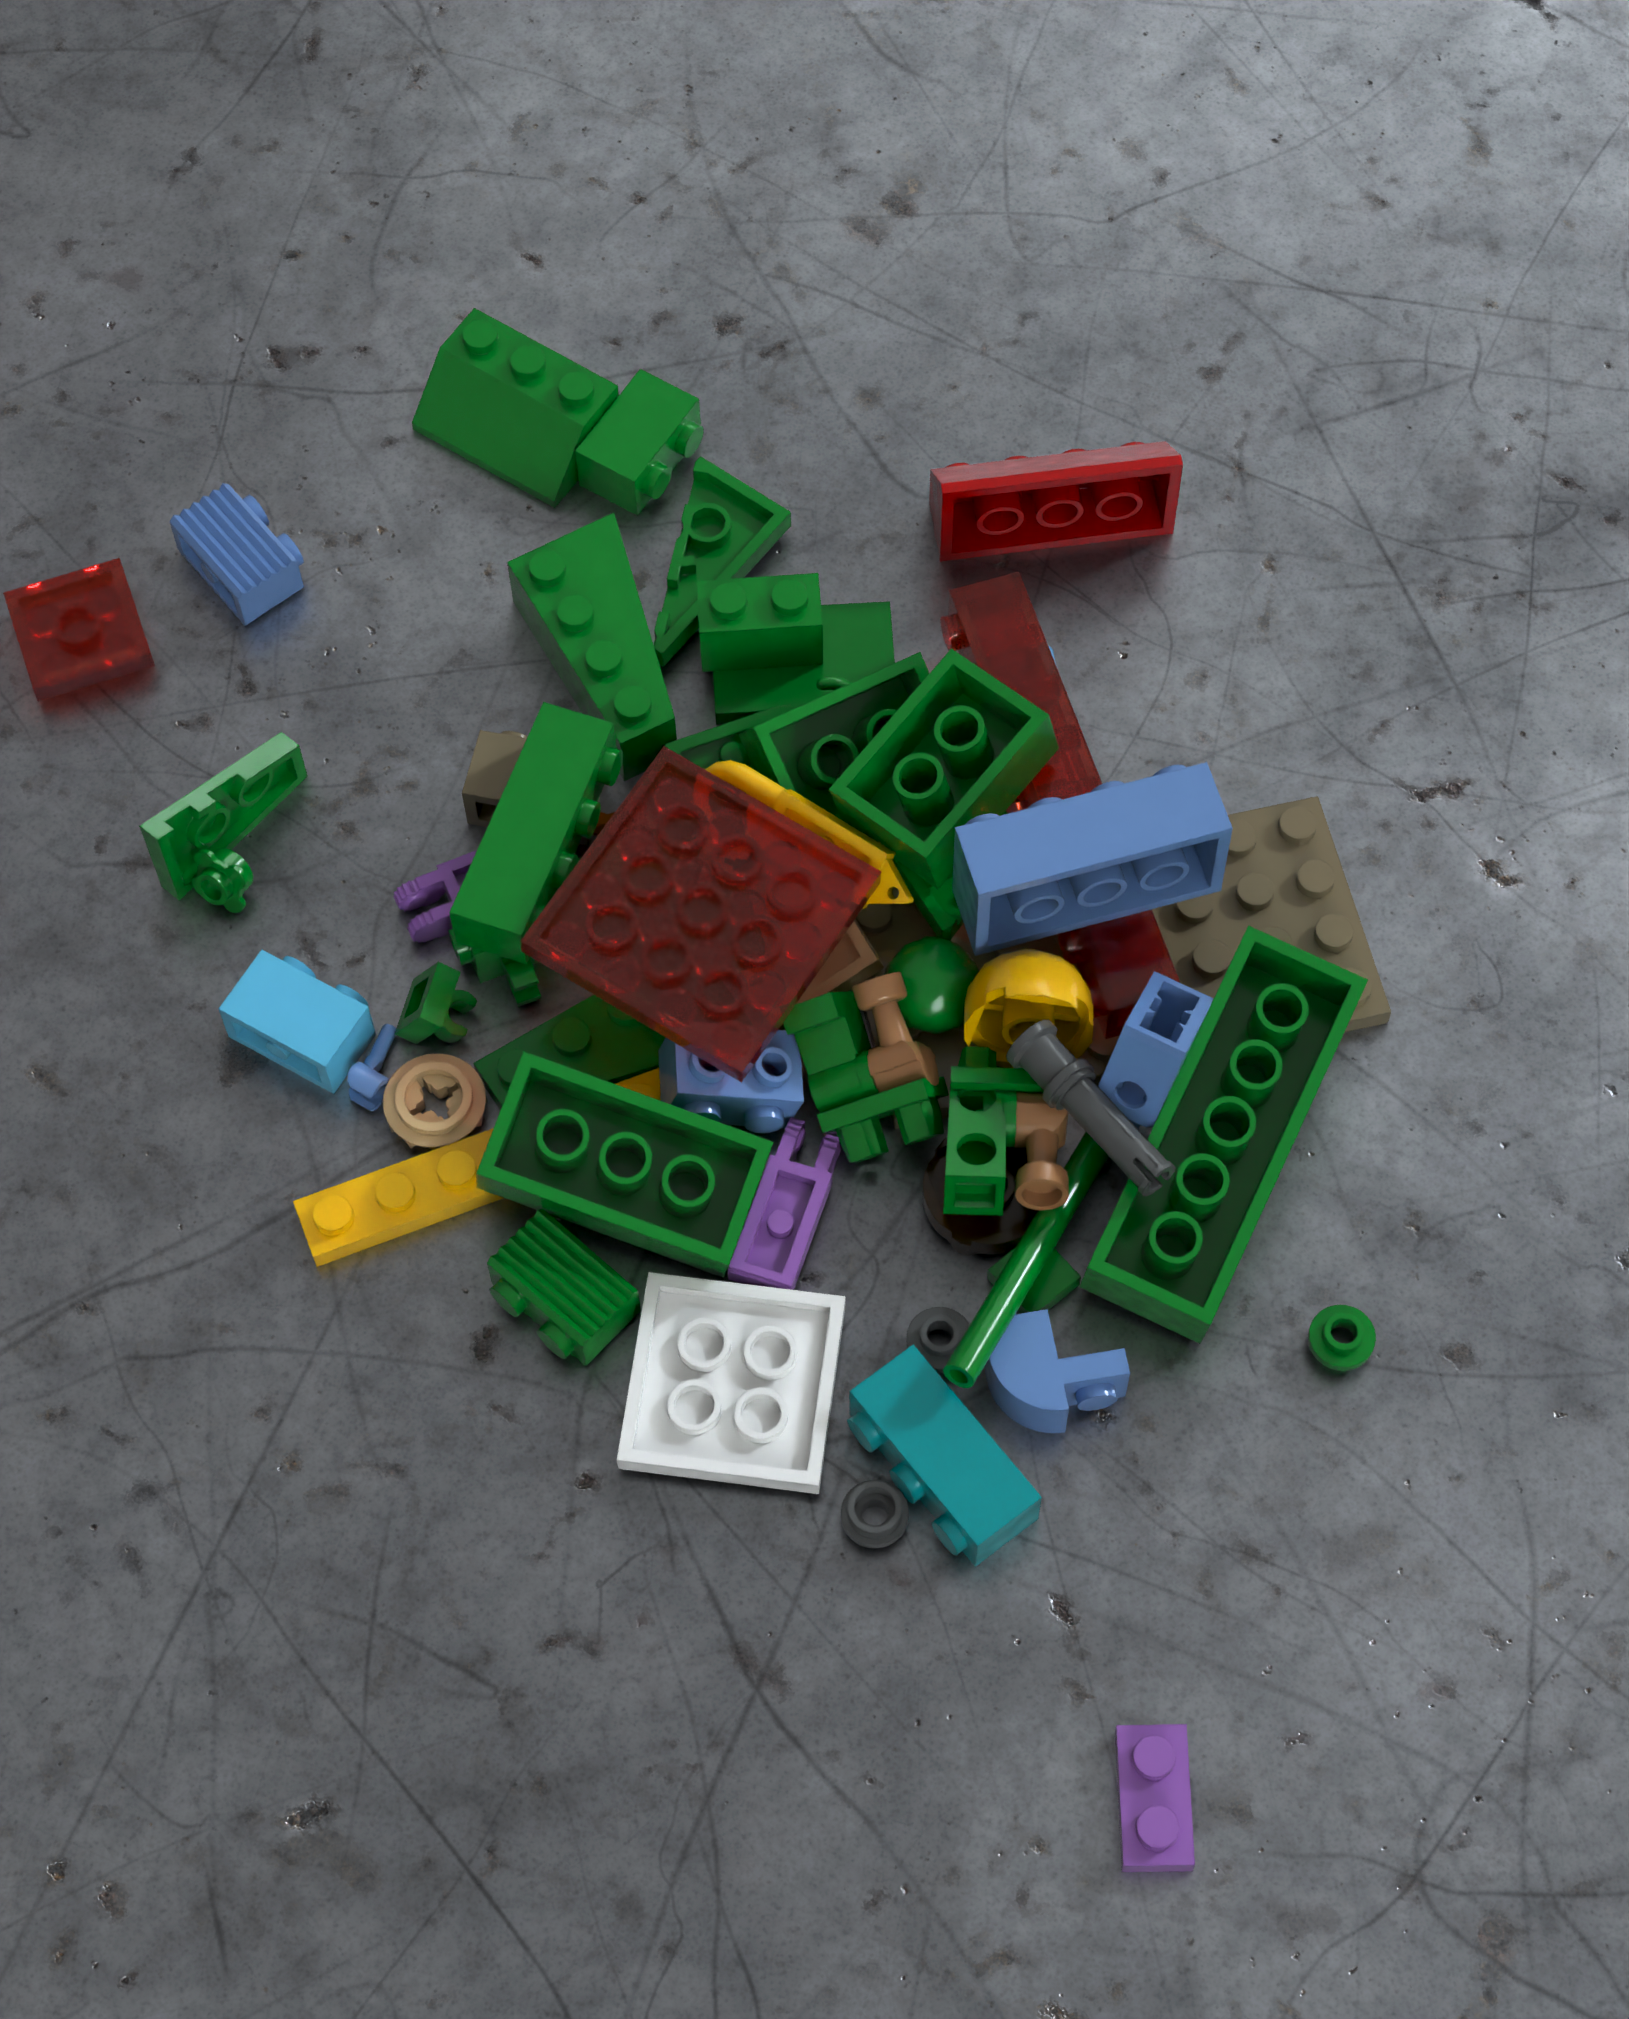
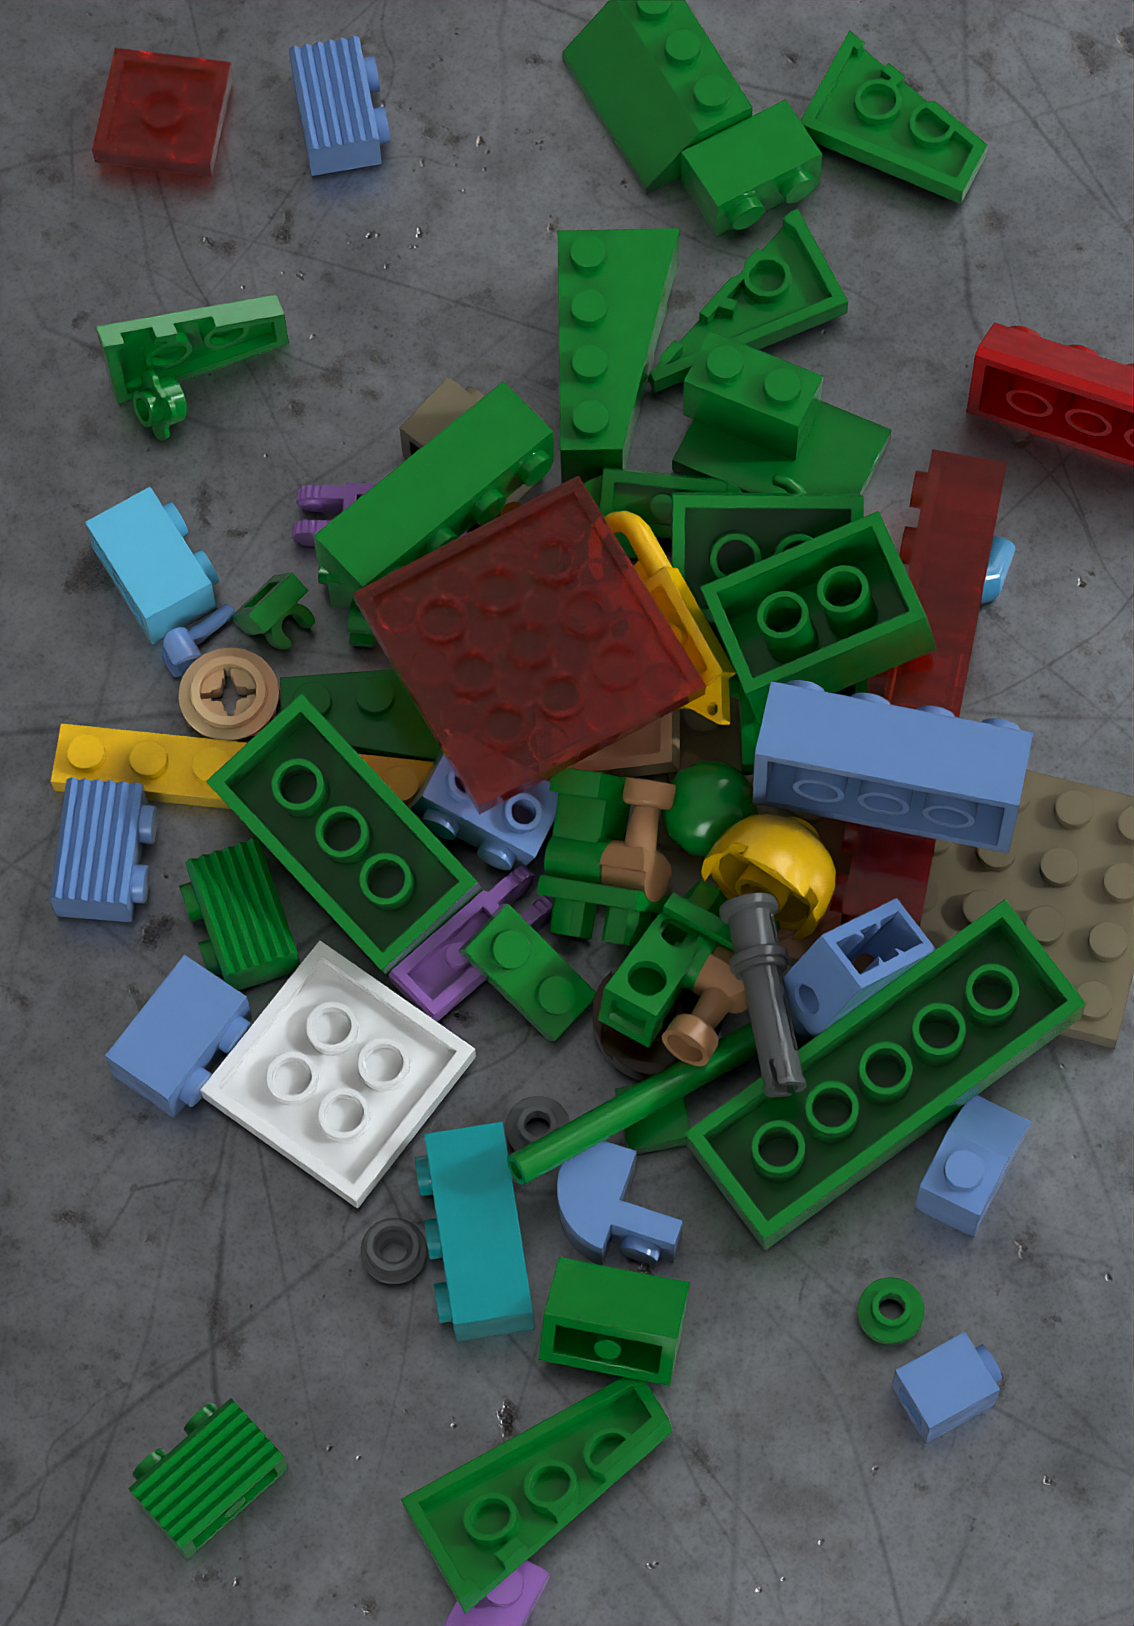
camera: 30 degrees right, 5 degrees up
(397, 1293) = (101, 850): none -> medium blue brick
(569, 1423) = (180, 1037): none -> medium blue brick
(740, 358) = (887, 125): none -> green wing
(827, 1805) = (206, 1476): none -> green brick
(853, 1206) = (528, 972): none -> green plate
(1114, 1469) = (613, 1321): none -> green brick
(1123, 1664) = (524, 1491): none -> green wing
(1336, 1180) = (971, 1164): none -> medium blue slope
(1431, 1375) = (947, 1386): none -> medium blue brick

